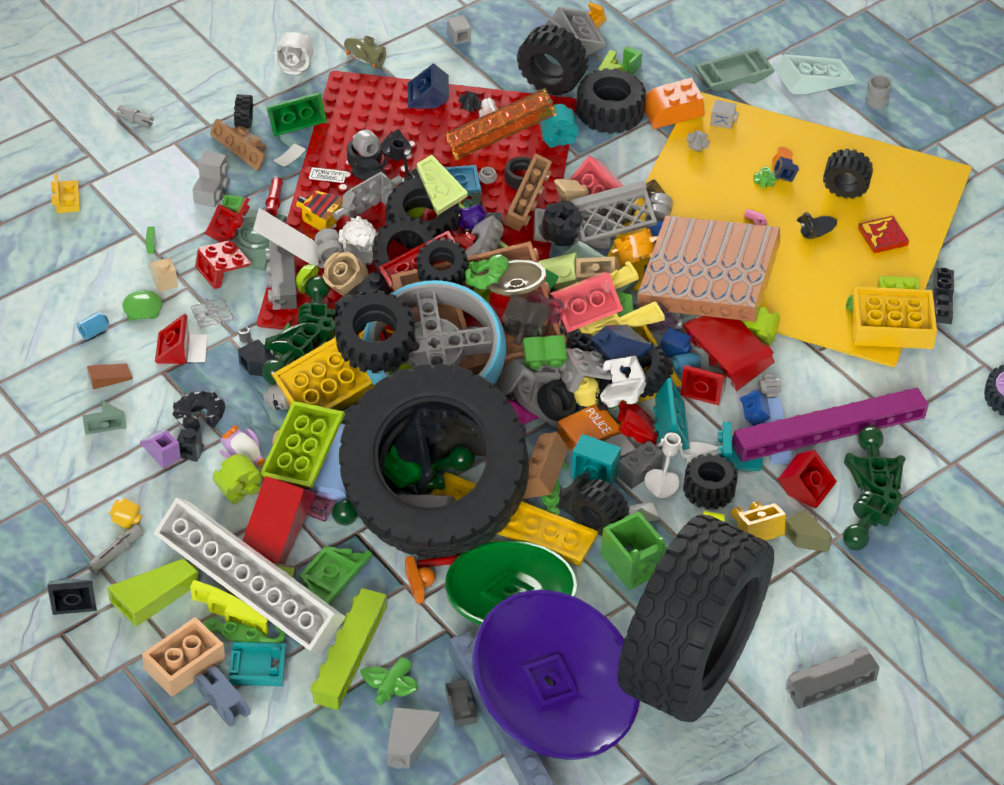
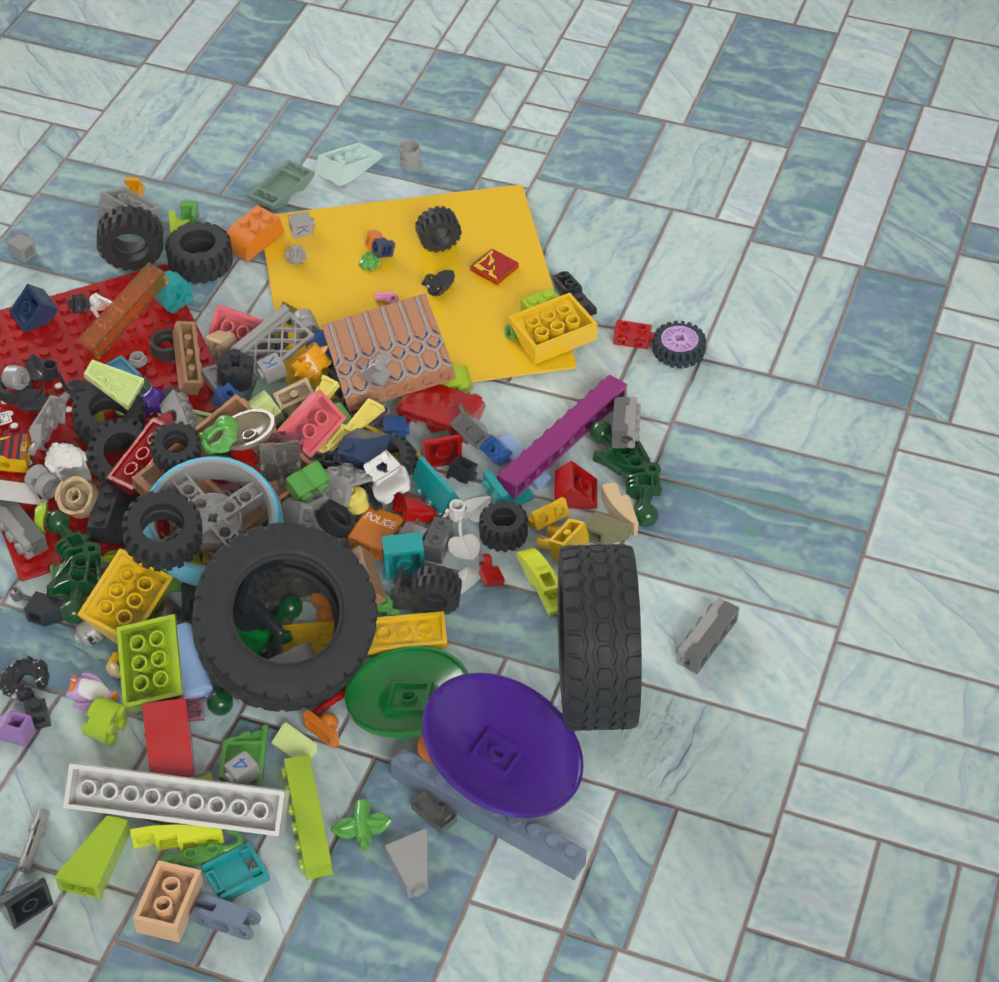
camera: 30 degrees left, 0 degrees up
(125, 513) = (21, 803): yellow head -> none
(318, 578) = (241, 769): none -> light grey brick
(384, 580) = (293, 742): none -> yellowish green slope
(541, 242) = (223, 394): none -> blue brick
(595, 235) = (271, 368): none -> light grey brick
(647, 549) = (485, 611): bright green container -> none
(667, 520) = (490, 574): none -> red plate
(681, 280) = (376, 370): none -> light grey slope
(681, 360) = (415, 436): dark azure brick -> none
(710, 411) = (462, 470): none -> black brick
(739, 373) = (470, 427): none -> dark grey panel
(760, 490) = (548, 514): none -> yellow bracket
(769, 386) = (495, 426): light grey gear -> none
(836, 517) = (619, 506): none -> tan slope
(897, 439) = (625, 422): none -> piece
(973, 360) = (633, 334): none -> red brick

